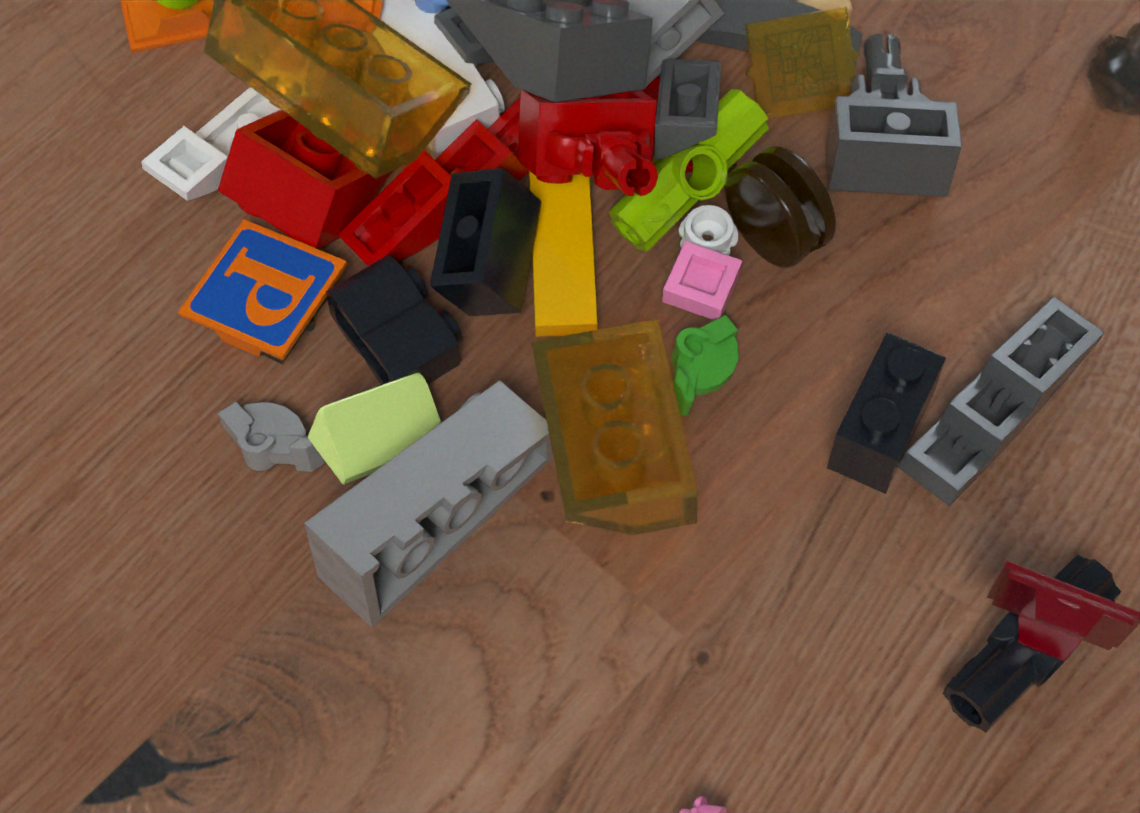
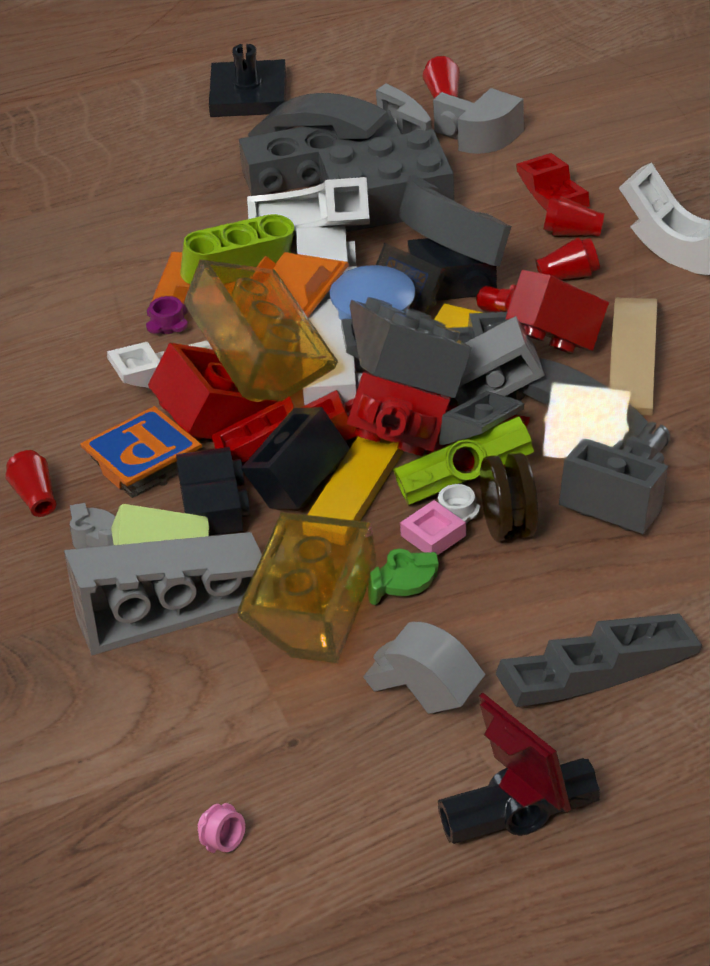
camera: 30 degrees right, 20 degrees down
(143, 393) = (31, 480): none -> red cone
(165, 56) = (166, 315): none -> magenta plate
(824, 491) = (430, 664): none -> light grey brick
(885, 412) = (508, 628): black brick -> none

